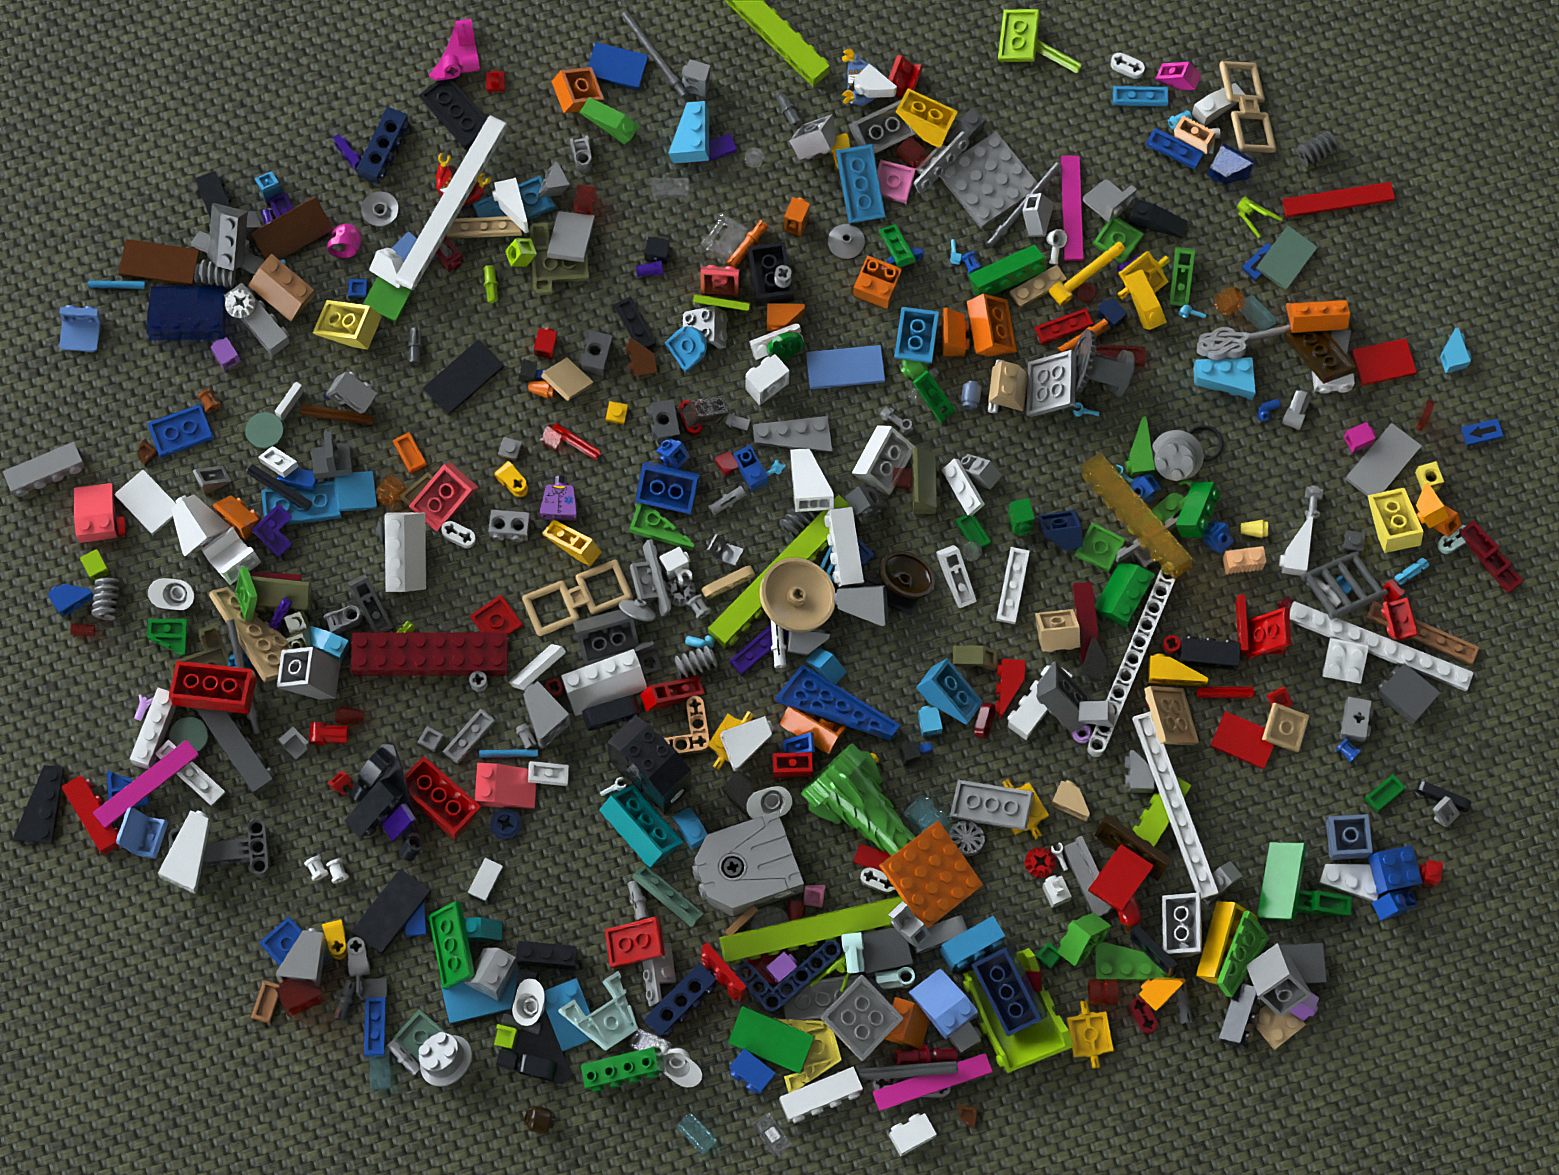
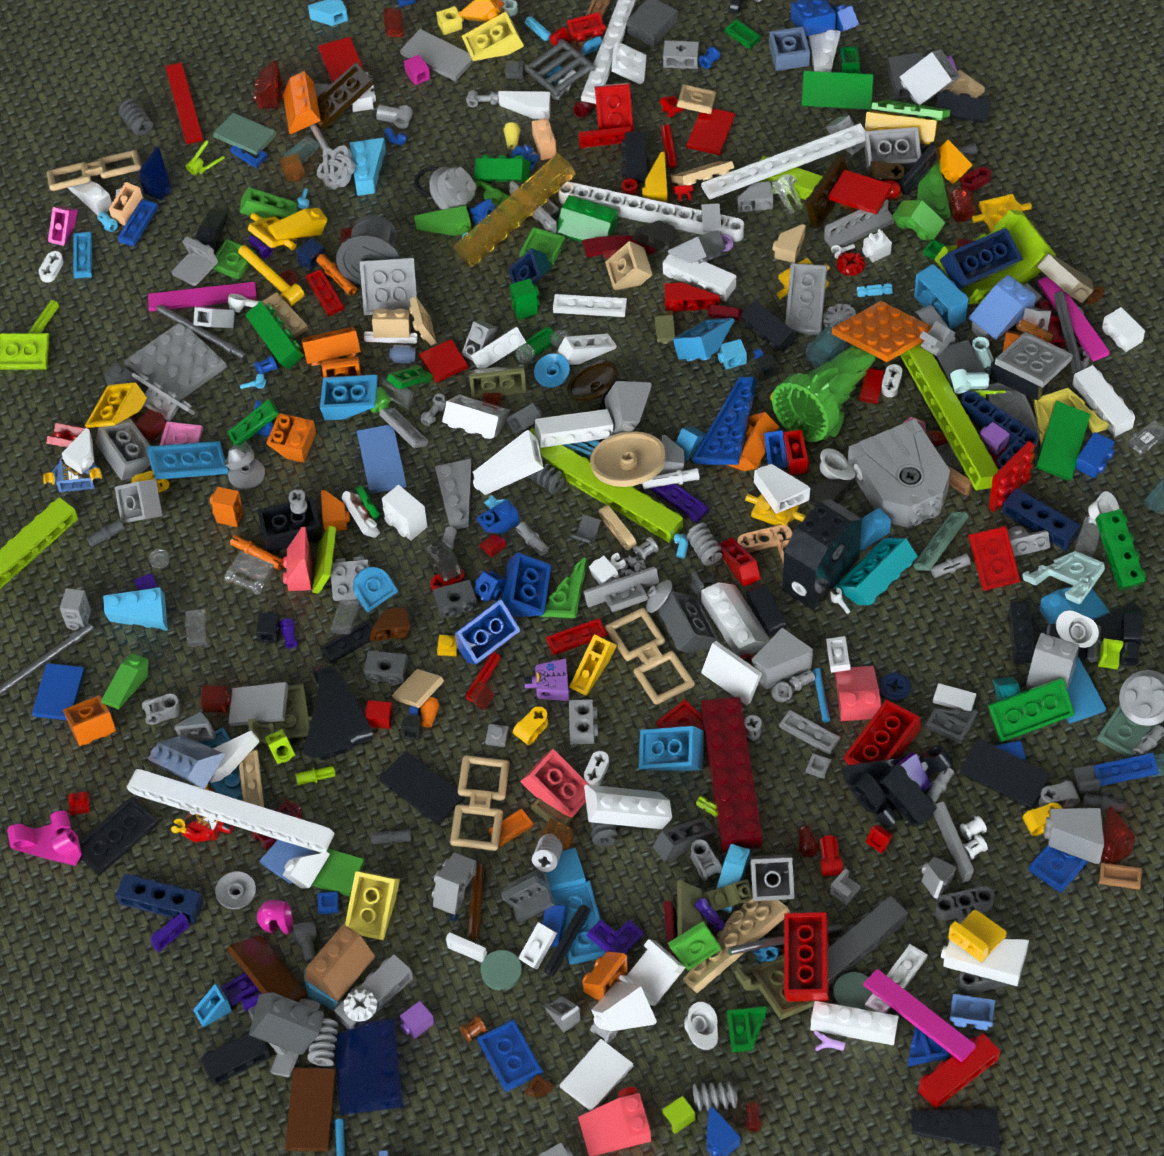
camera: 90 degrees left, 15 degrees down
(201, 839) = (977, 935): none -> yellow bracket
(286, 825) = (937, 876): none -> light grey slope
(324, 265) = (304, 934): none -> dark grey pin
(325, 849) = (953, 841): none -> light grey tile
(362, 473) = (547, 853): none -> light grey piece
(387, 846) = (939, 784): none -> light grey pin
(435, 425) = (480, 803): none -> tan bar
(455, 871) = (951, 723): none -> dark grey wing
(463, 603) = (671, 749): none -> dark azure slope
(509, 165) = (186, 759): none -> sand blue slope
(515, 715) = (782, 692): none -> light grey tile
(539, 301) = (336, 717): none -> black panel
(609, 532) = (575, 636): none -> red tile
(613, 444) = (486, 632): none -> blue slope
(660, 320) = (345, 617): none -> clear tile
(861, 234) = (239, 456): none -> light grey piece
(878, 389) = (403, 427): none -> light grey tile
(904, 1029) = (1035, 330): none -> clear orange axle
(924, 1036) = (1037, 316): none -> light grey brick
(930, 531) = (549, 364): none -> dark azure dish
(956, 514) = (525, 353): none -> clear tile
(959, 761) = (768, 326): none -> black brick
(960, 435) = (443, 361): none -> red tile
(978, 1082) = (1066, 277): none -> dark tan slope
(1000, 881) = (873, 290): none -> medium azure axle
(1004, 414) = (422, 321): none -> tan plate
(1138, 799) = (784, 186): none -> clear piece
(1150, 910) = (882, 170): none -> dark brown piece
(1345, 283) = (268, 87): none -> clear red slope
(1373, 623) = (591, 45): none -> dark azure tile

